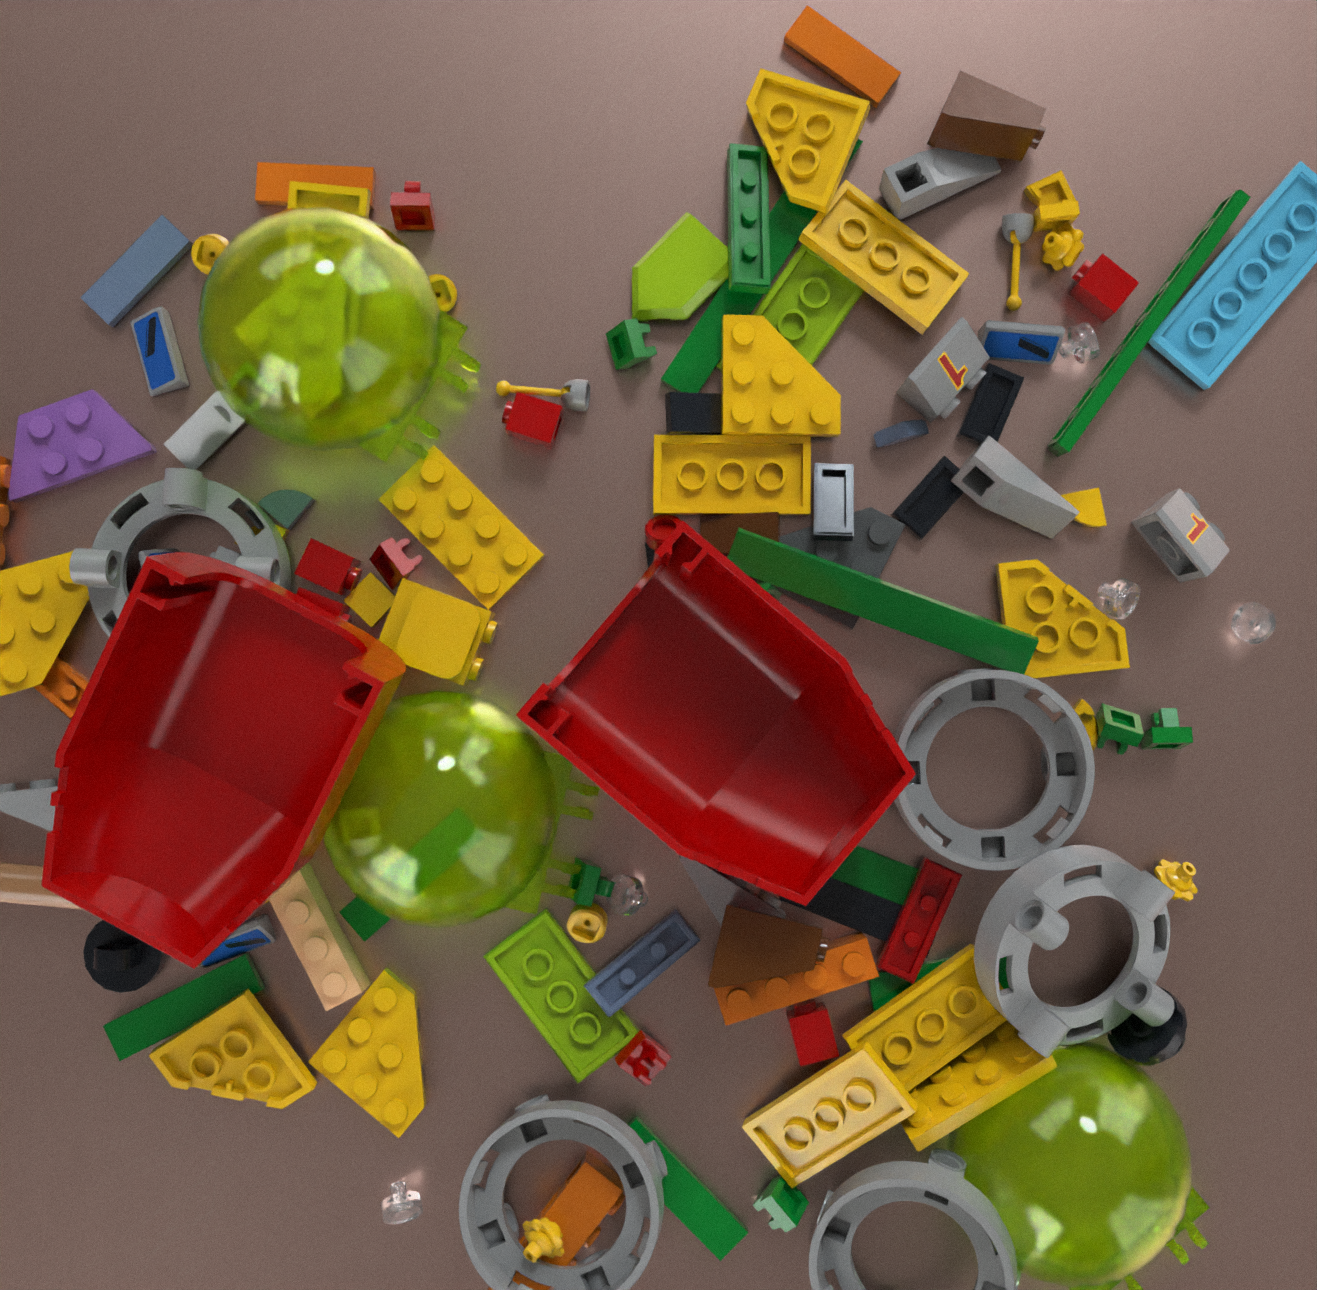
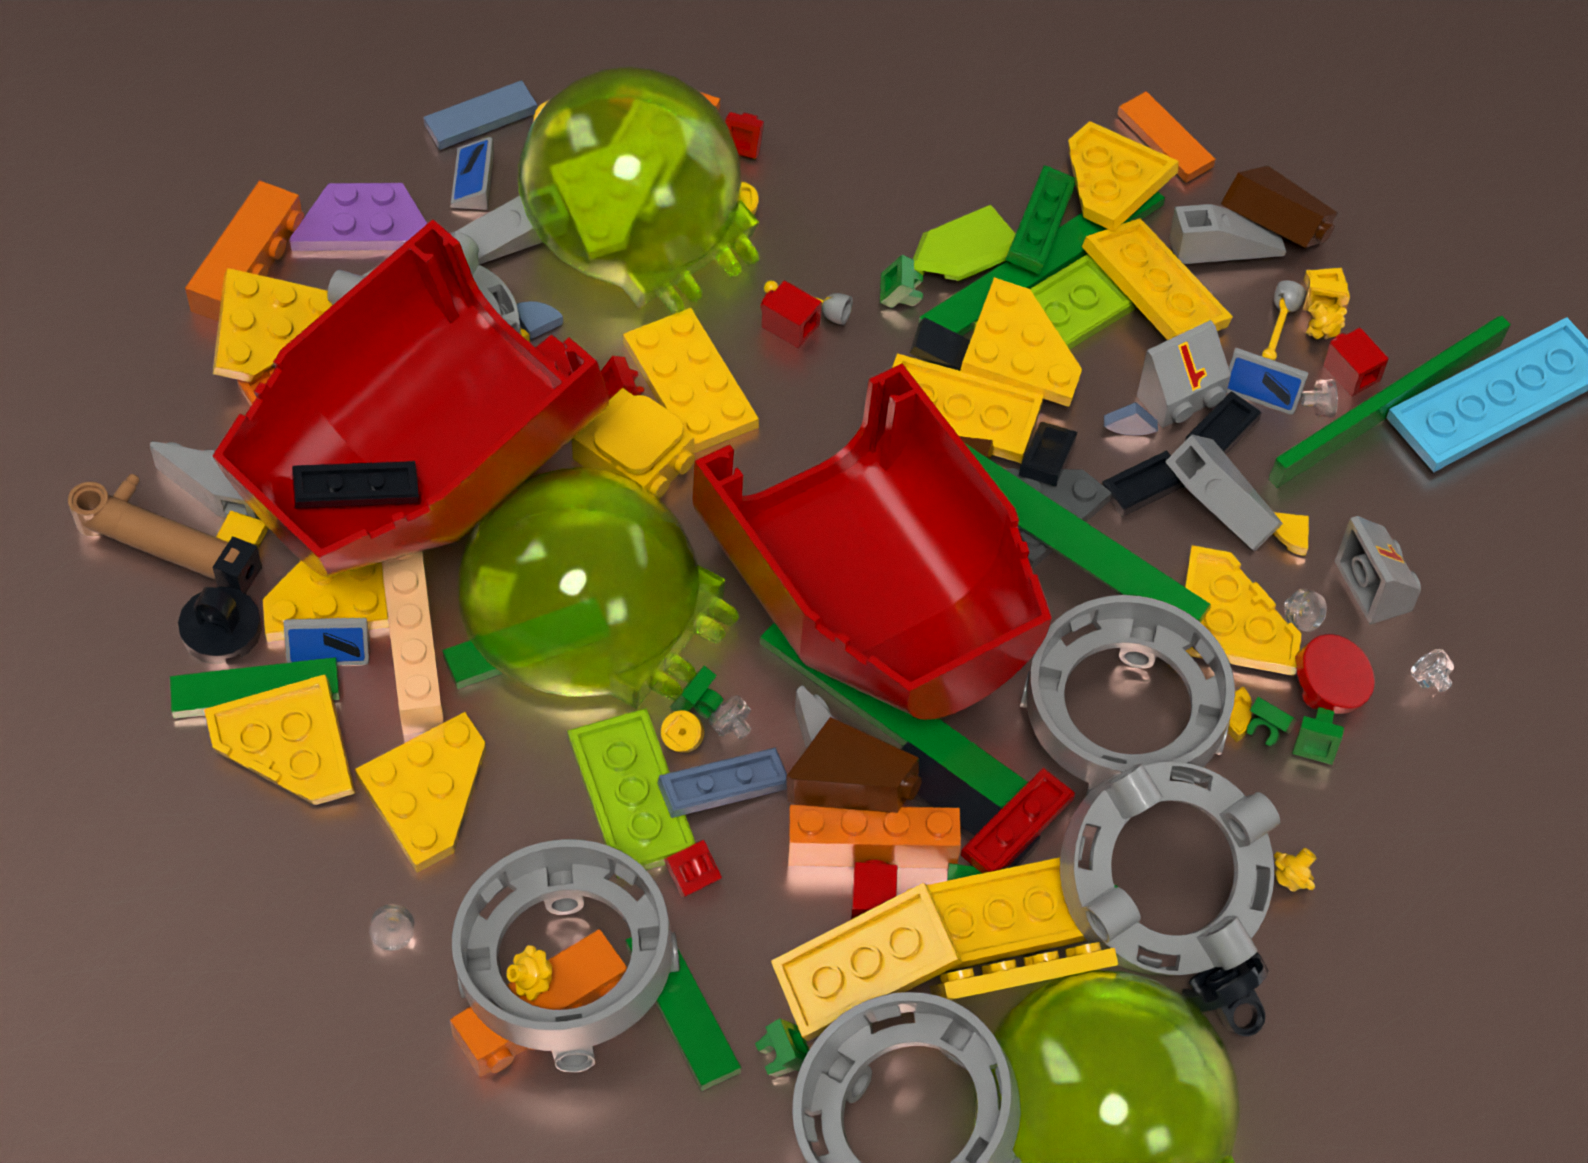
camera: 15 degrees right, 30 degrees down
(190, 813) = (355, 484): none -> black tile
(1166, 664) = (1334, 674): none -> red tile

